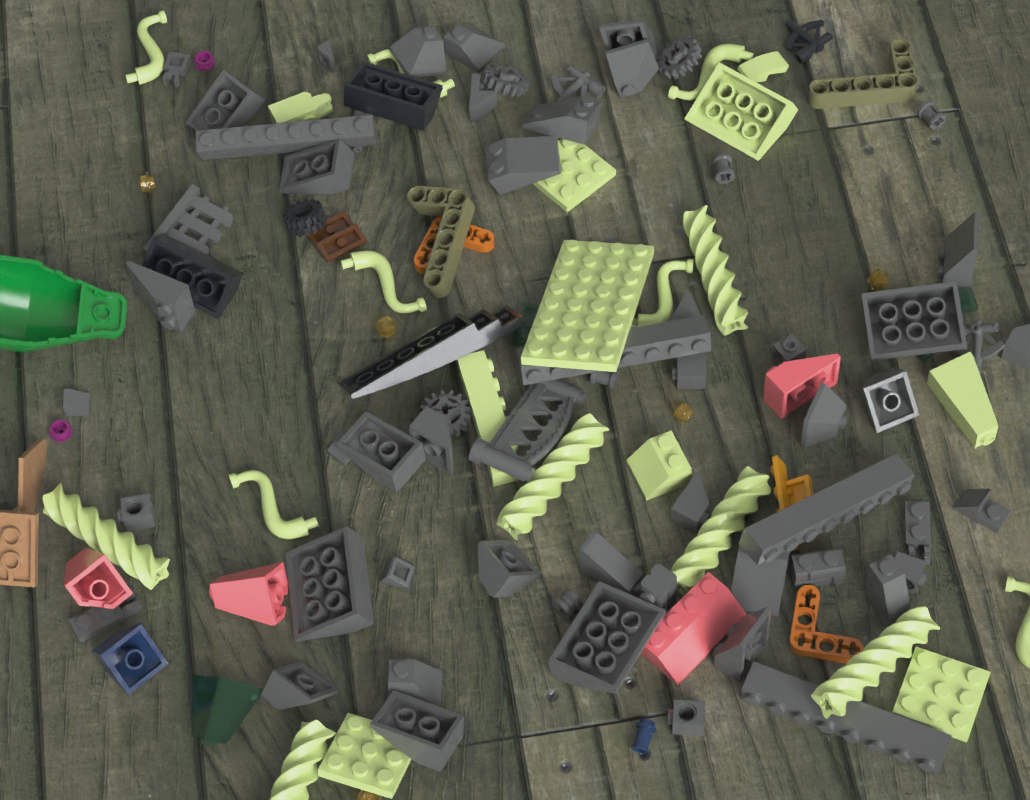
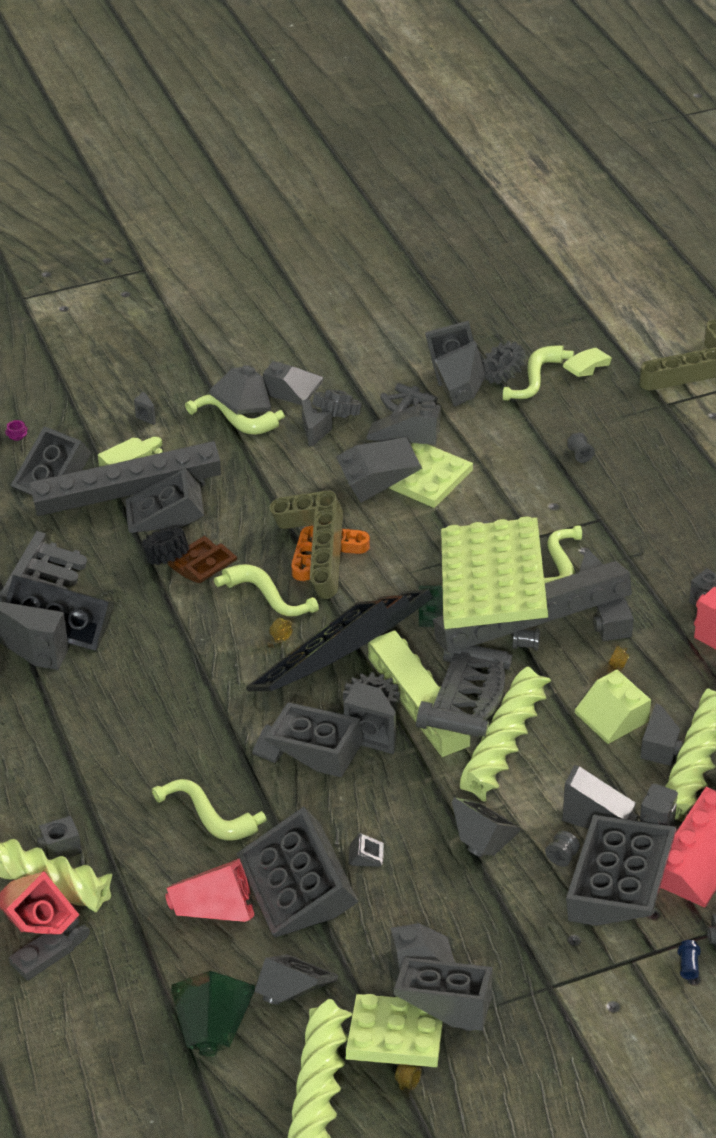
camera: 15 degrees left, 15 degrees down
(130, 657) = (91, 981): dark blue slope -> none
(392, 95) = (232, 430): black slope -> none
(714, 275) = (603, 530): yellowish green piece -> none
(741, 112) = (581, 397): yellowish green slope -> none
(812, 44) = (625, 339): black piece -> none

